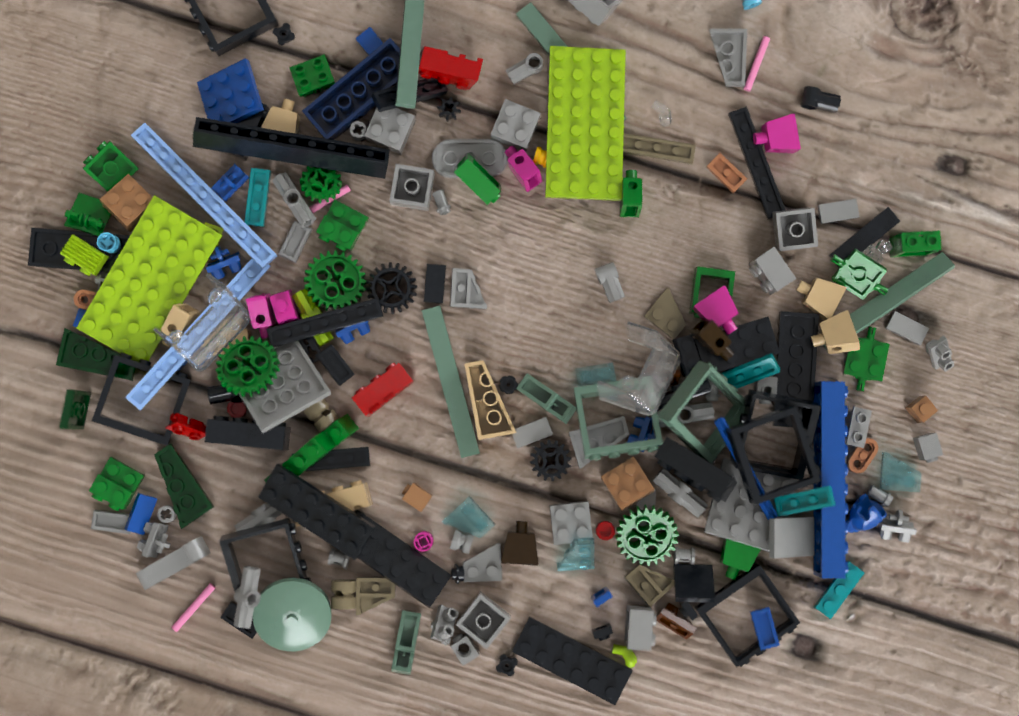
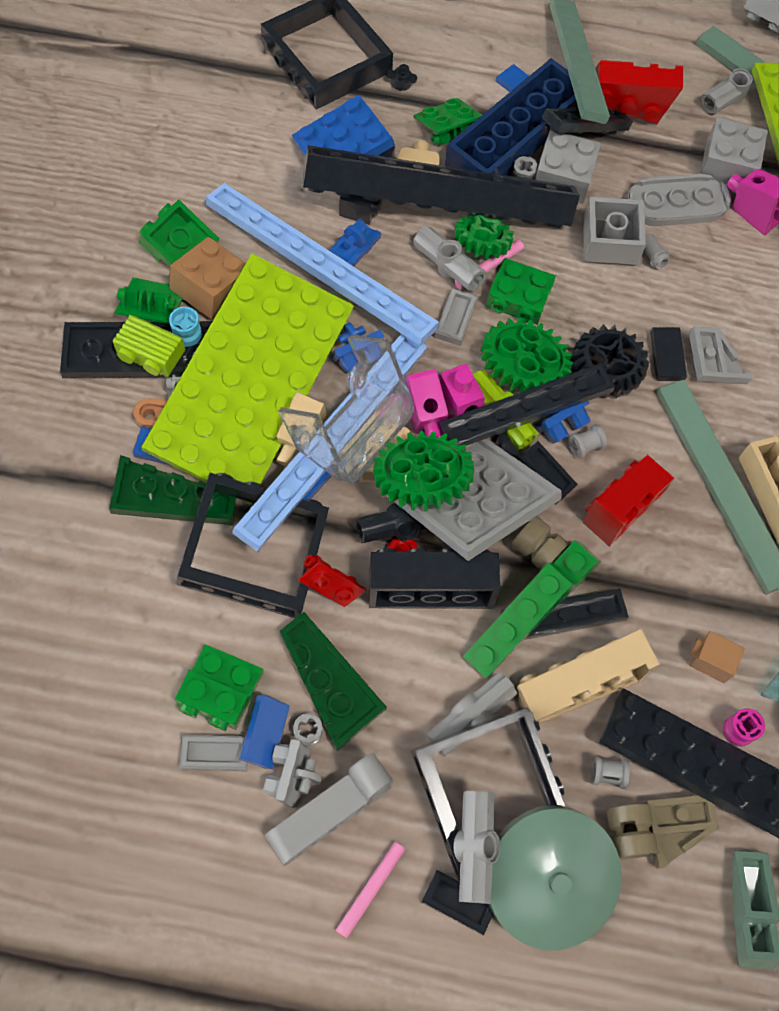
camera: 10 degrees left, 20 degrees down
(75, 409) = (147, 562): dark green tile -> none
(257, 197) = (395, 259): teal plate -> none
(316, 511) = (571, 687): black plate -> none
(365, 345) = (587, 441): none -> light grey bush
(447, 114) = (639, 142): black gear -> none
(478, 179) = (708, 207): green window -> none

